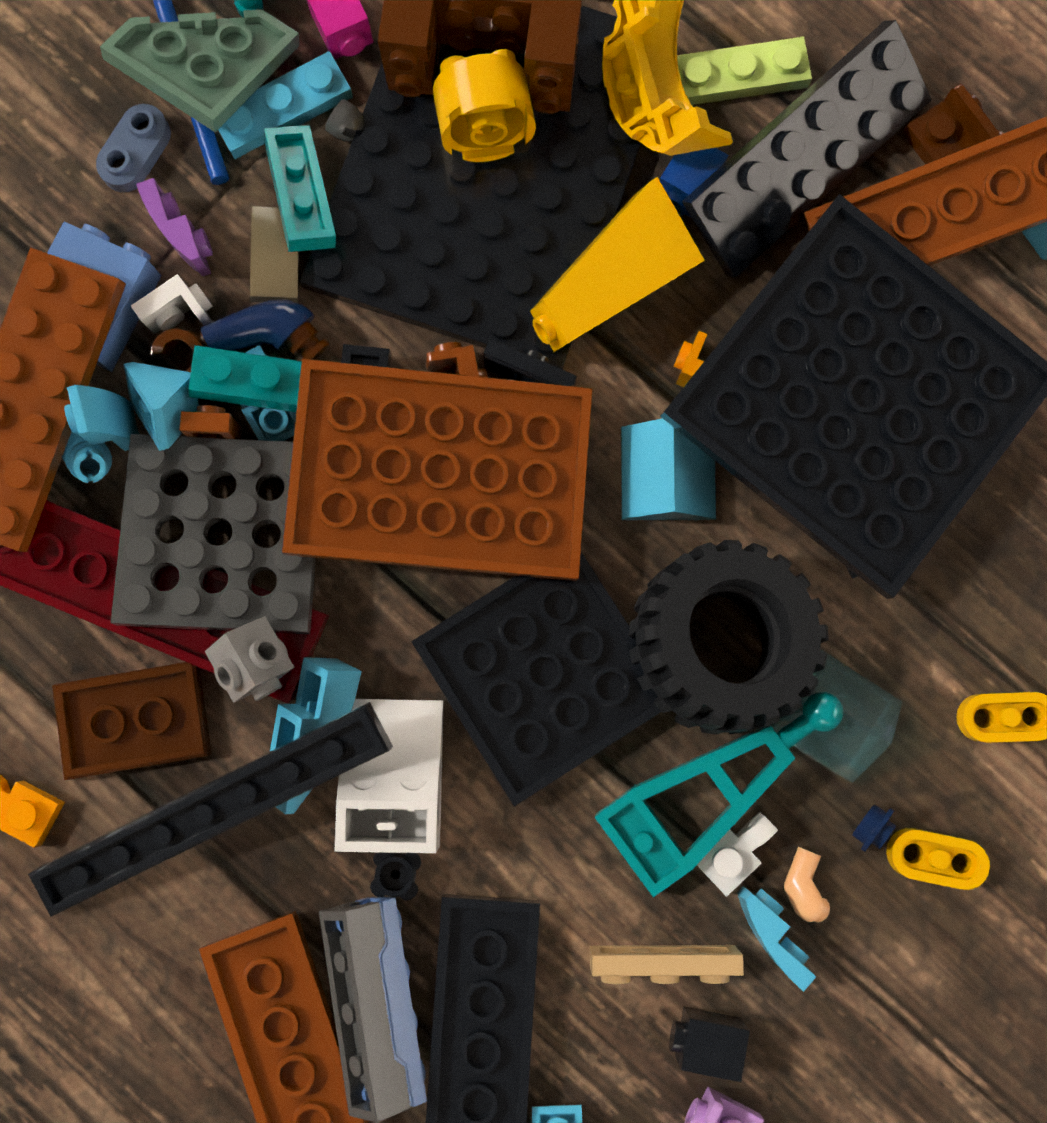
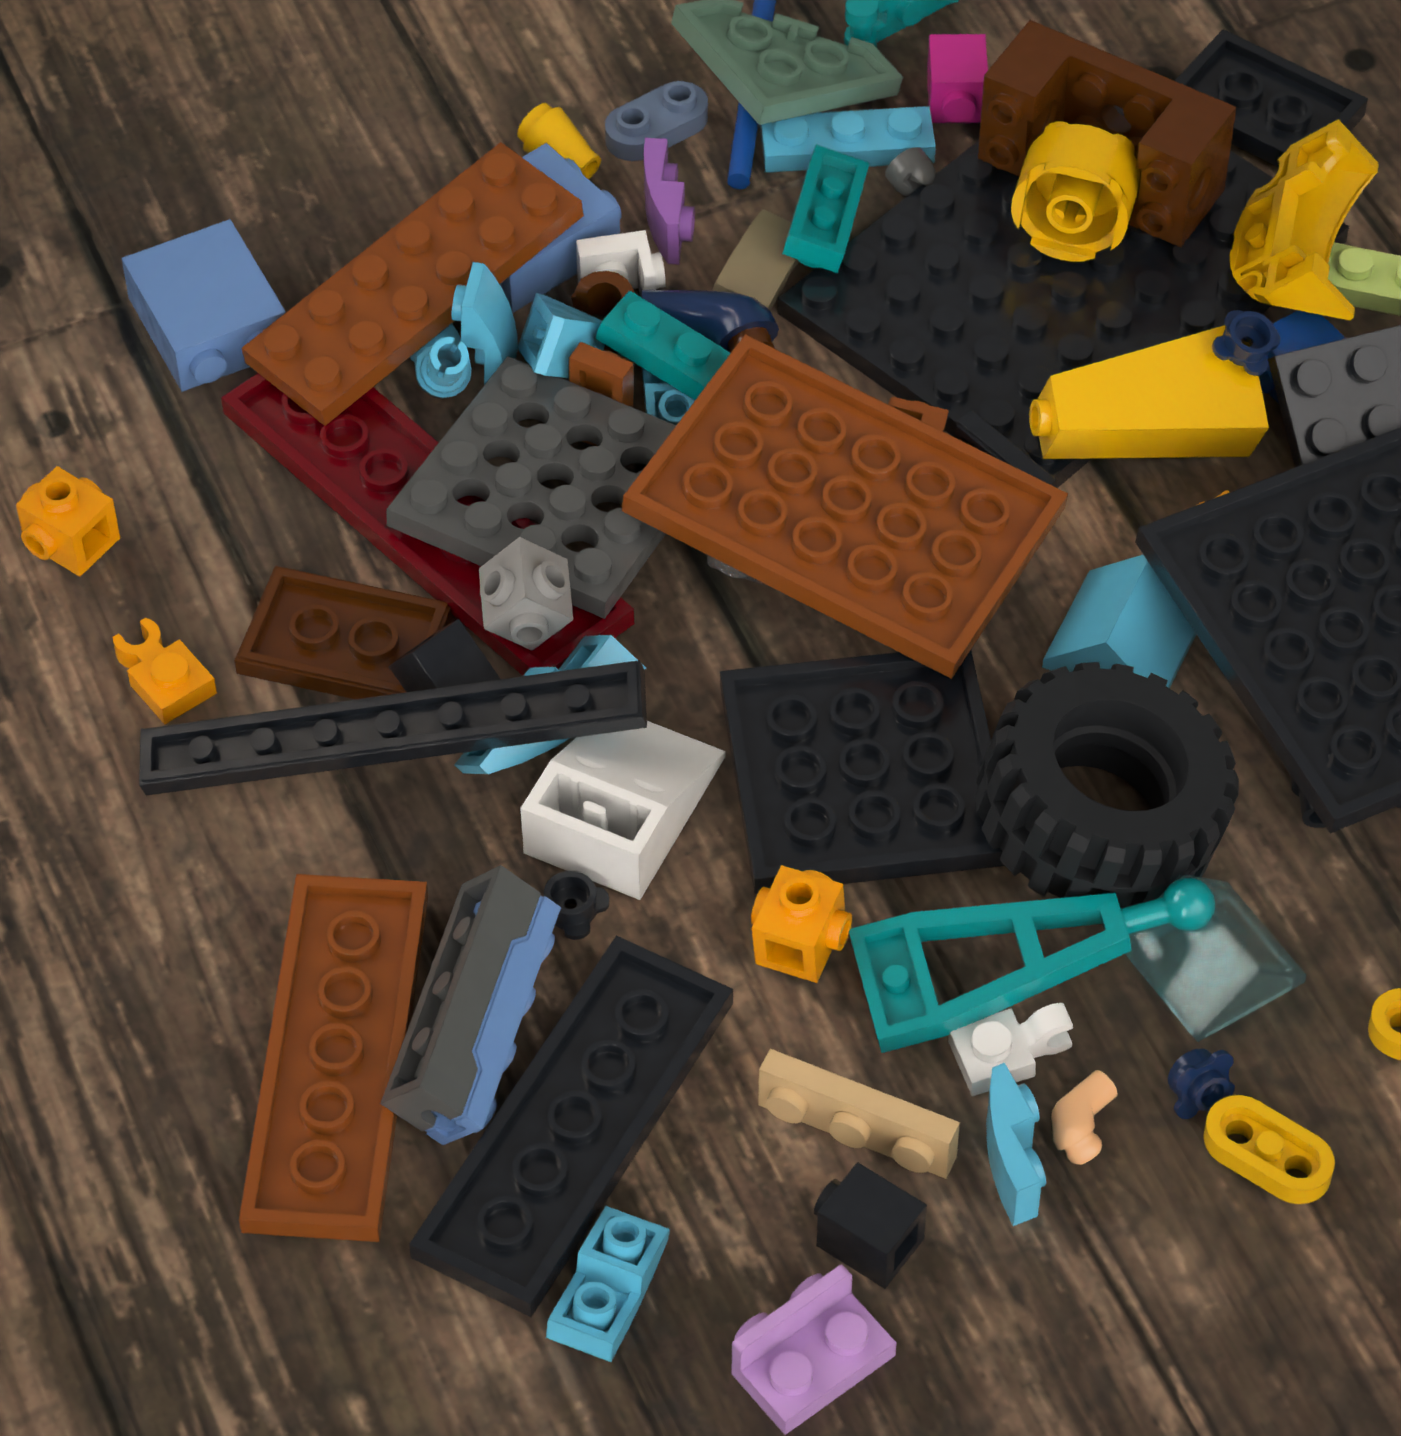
camera: 25 degrees right, 30 degrees down
(66, 202) = (555, 128): none -> yellow cone
(221, 737) = (443, 660): none -> black brick
(558, 849) = (799, 923): none -> light orange brick
(679, 194) = (1255, 330): none -> dark blue plate

